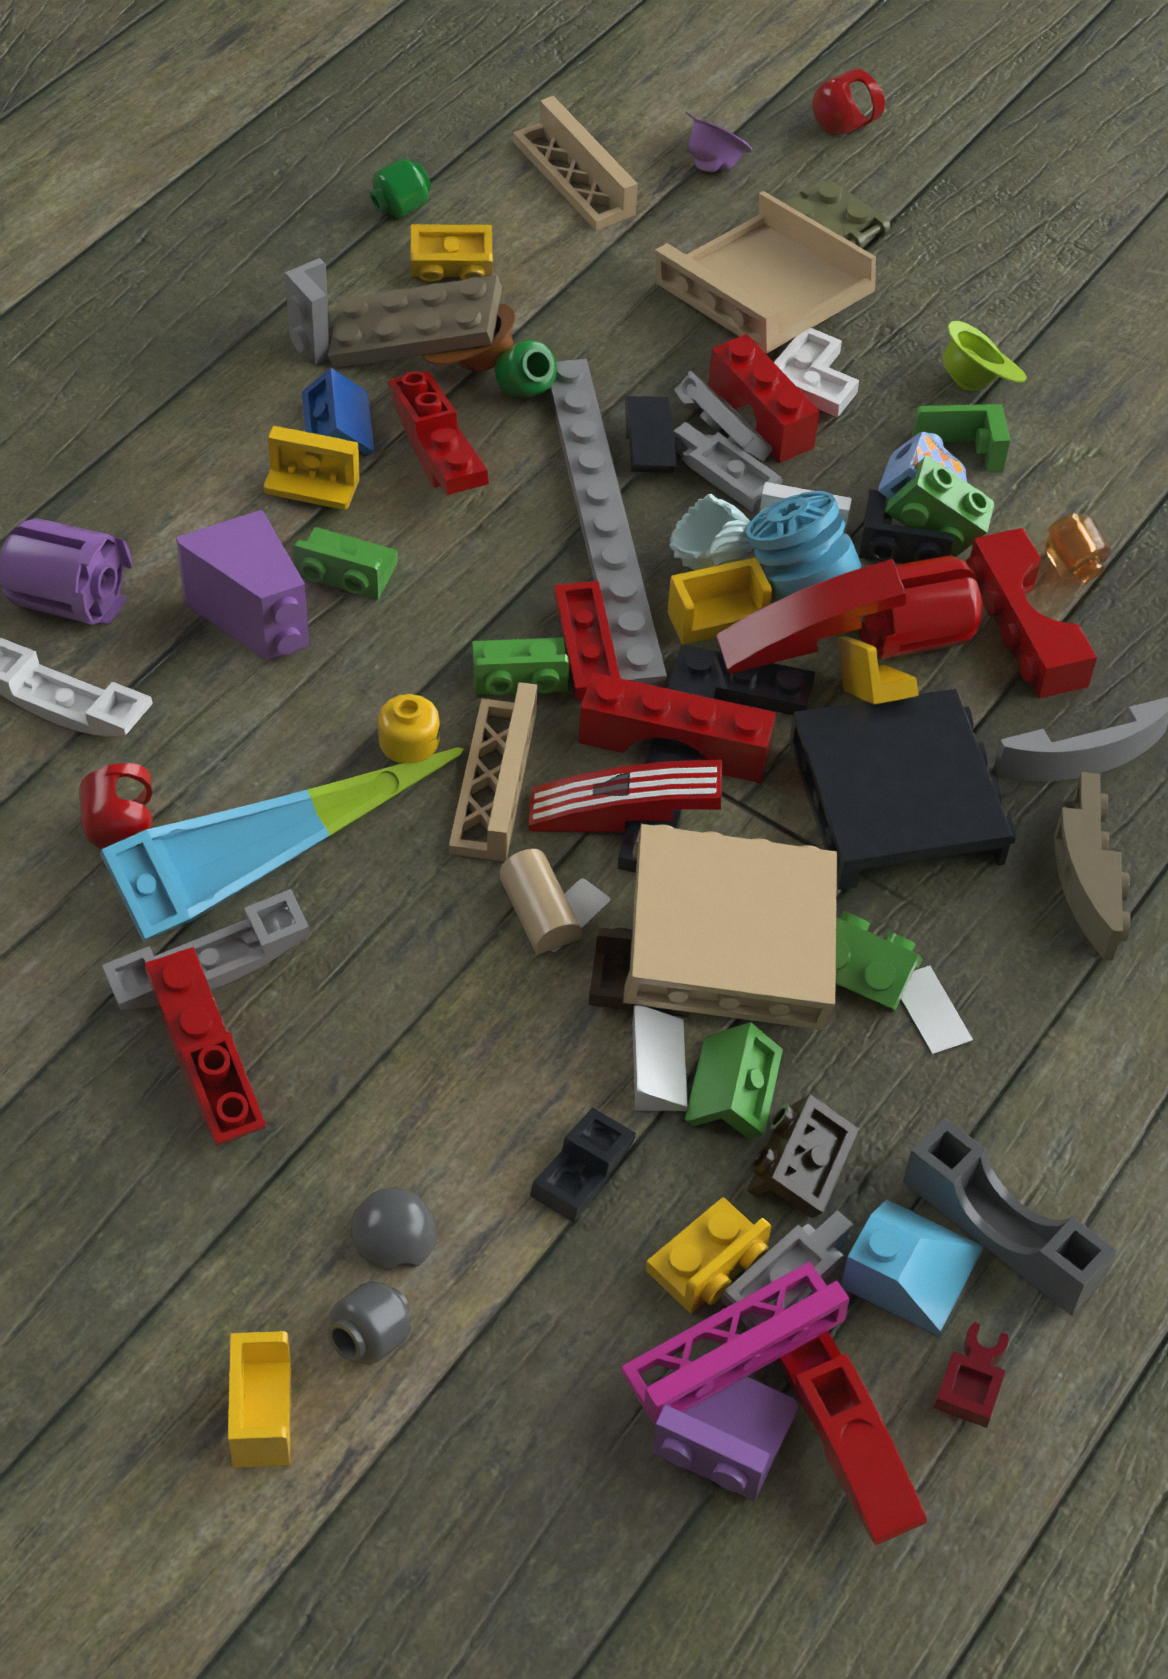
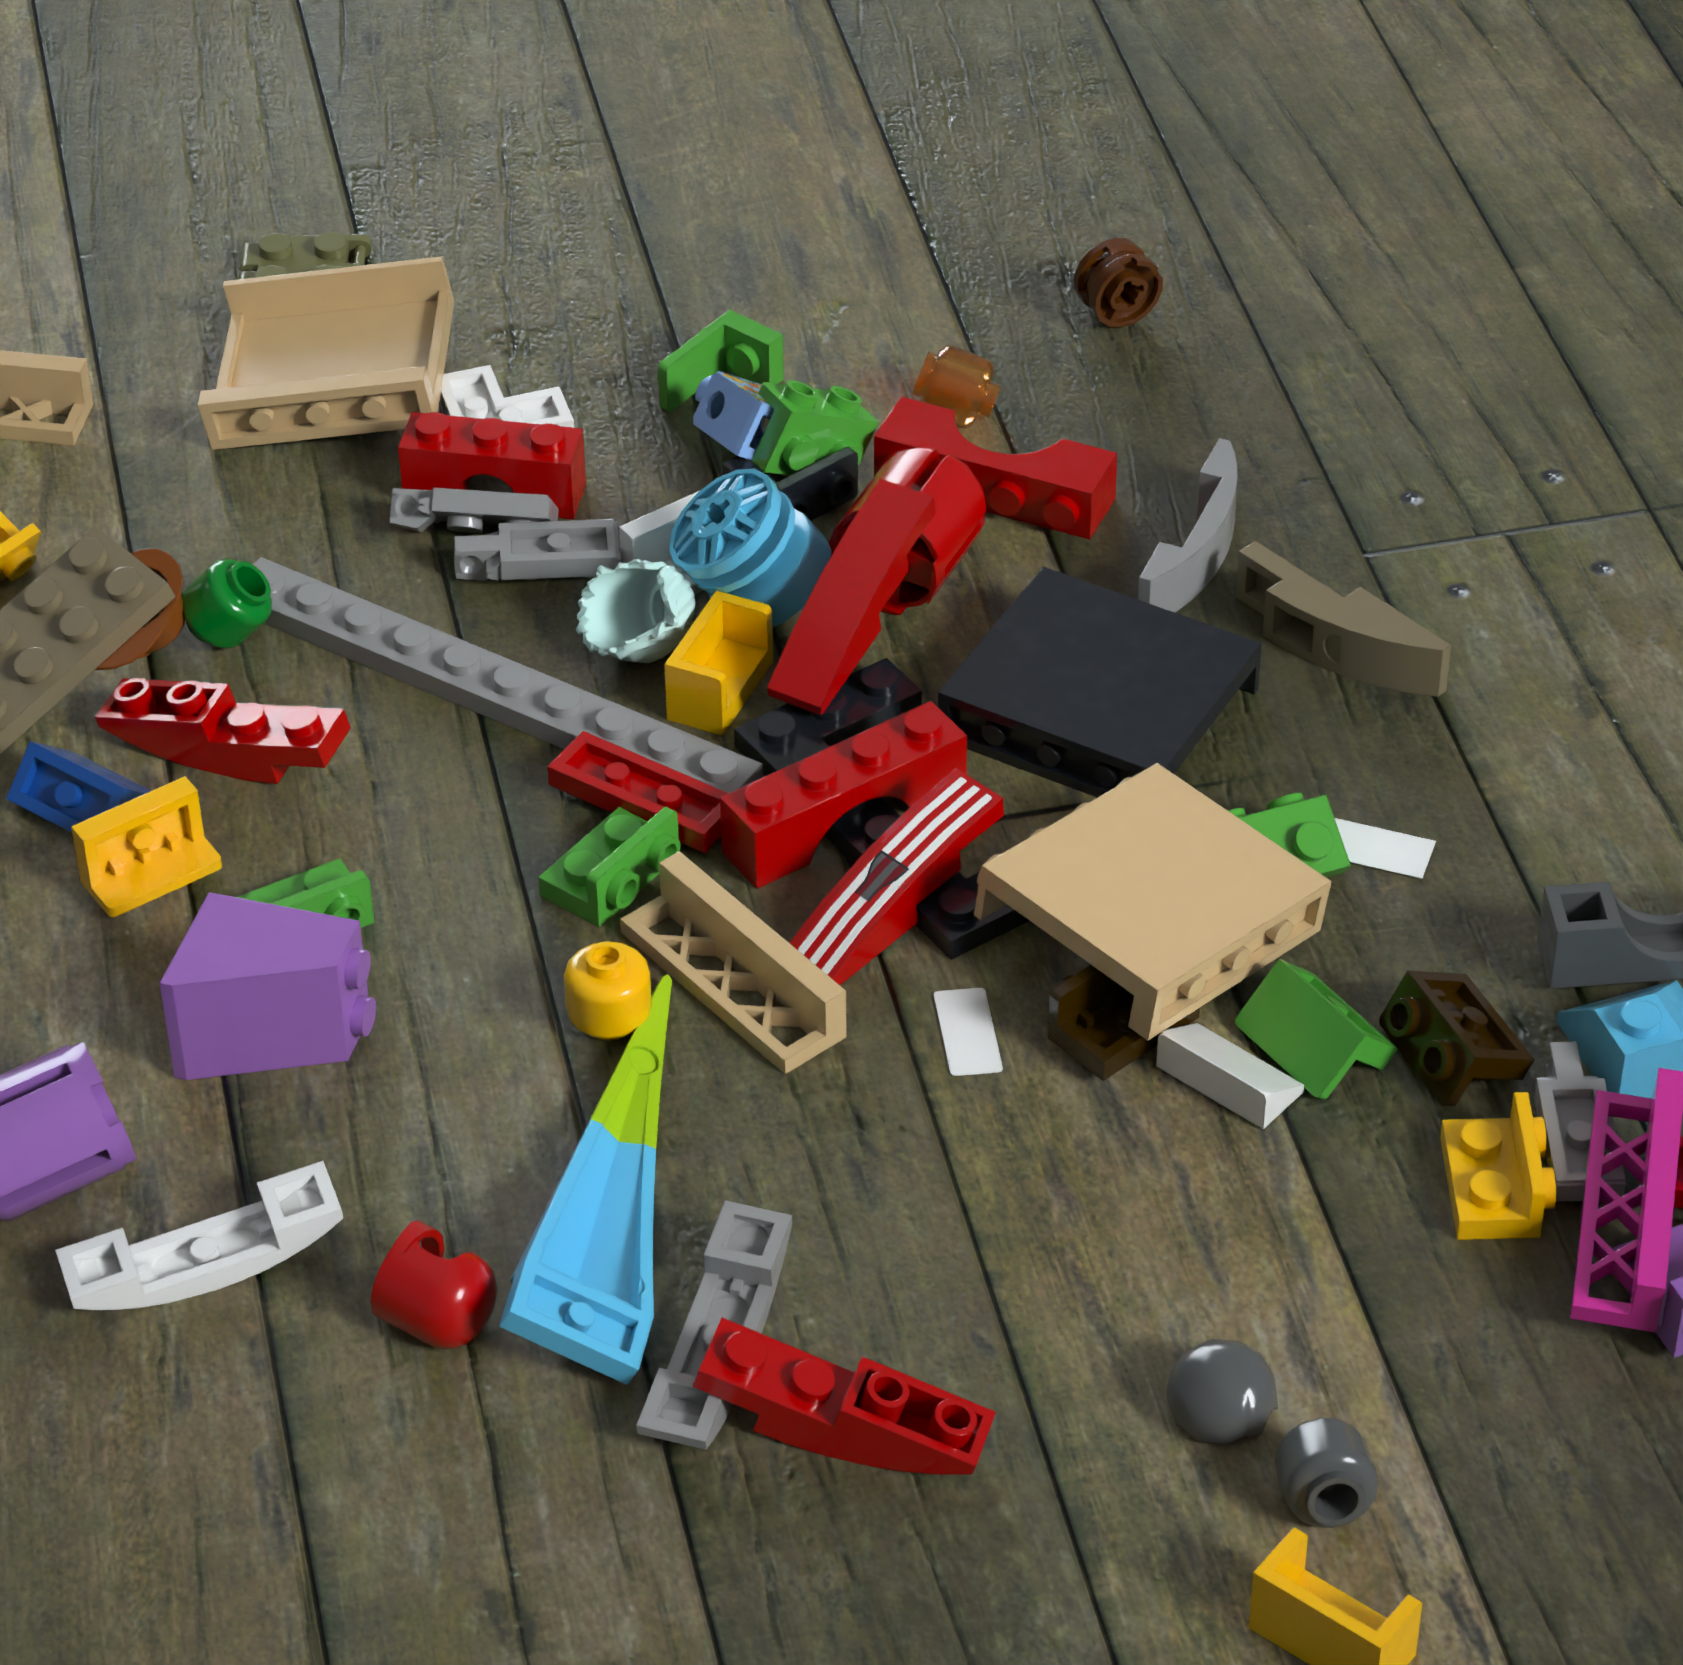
camera: 45 degrees left, 10 degrees down
(539, 901) = (938, 1035): tan brick -> none
(583, 1165) = (1292, 1202): black slope -> none
(650, 434) = (436, 574): black slope -> none
(715, 146) = (97, 278): medium lavender piece -> none
(835, 107) = (167, 164): red helmet -> none
(866, 679) = (953, 610): yellow panel -> none
(975, 359) = (637, 301): lime piece -> none

